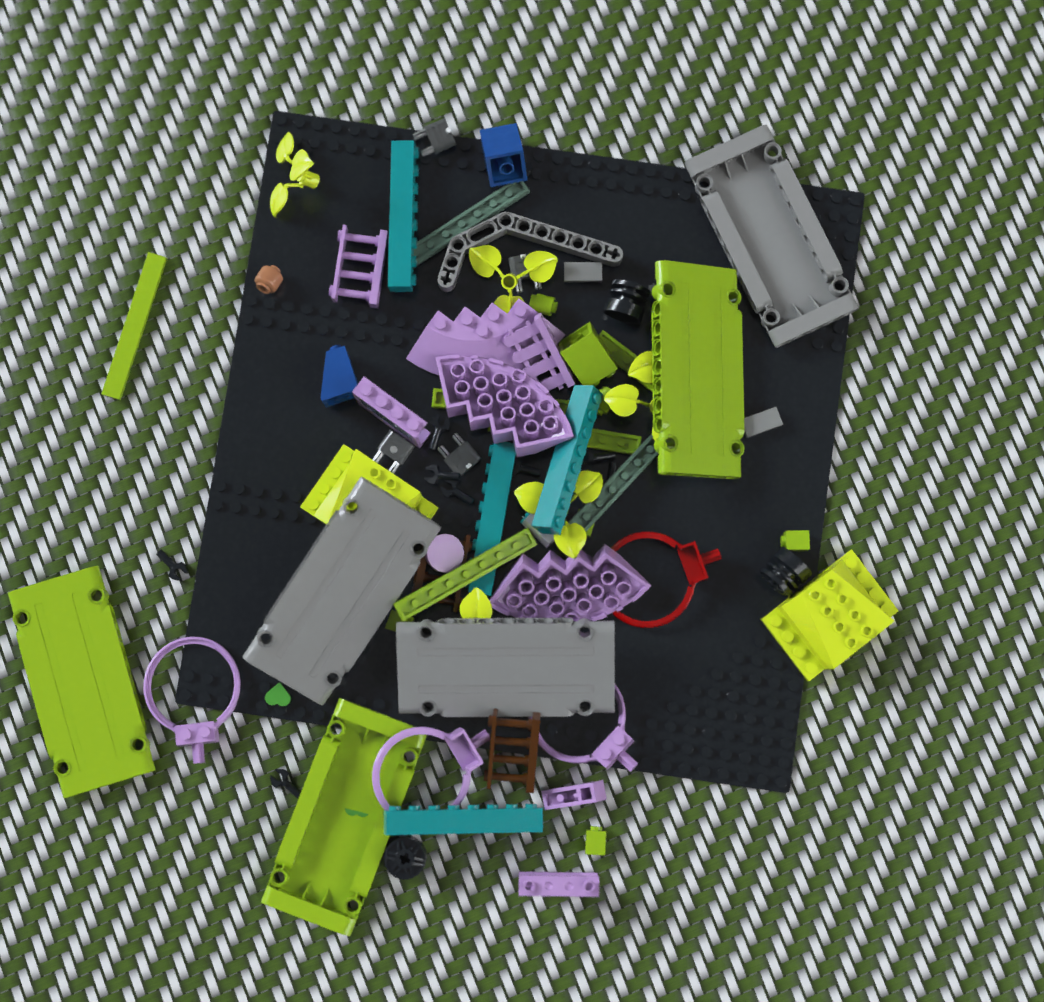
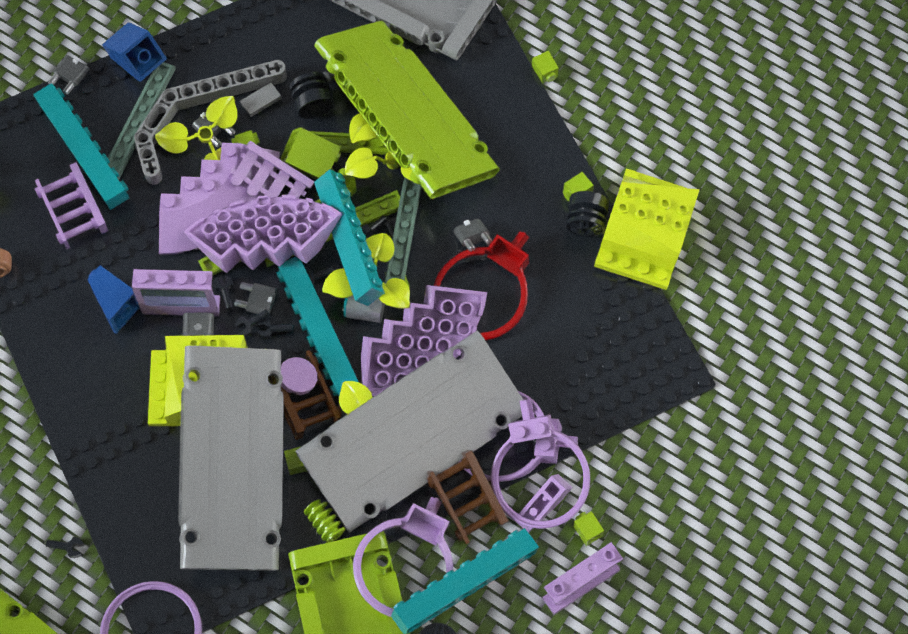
camera: 35 degrees left, 15 degrees down
(278, 695) = (233, 589): bright green tile -> none
(386, 691) = (323, 521): none -> lime piece
(465, 574) = (326, 381): lime tile -> none
(603, 736) = (529, 429): none -> lavender brick
(677, 520) = (472, 233): none -> dark grey piece
(762, 422) = (486, 120): light grey tile -> none
(849, 406) = (545, 67): none -> lime brick

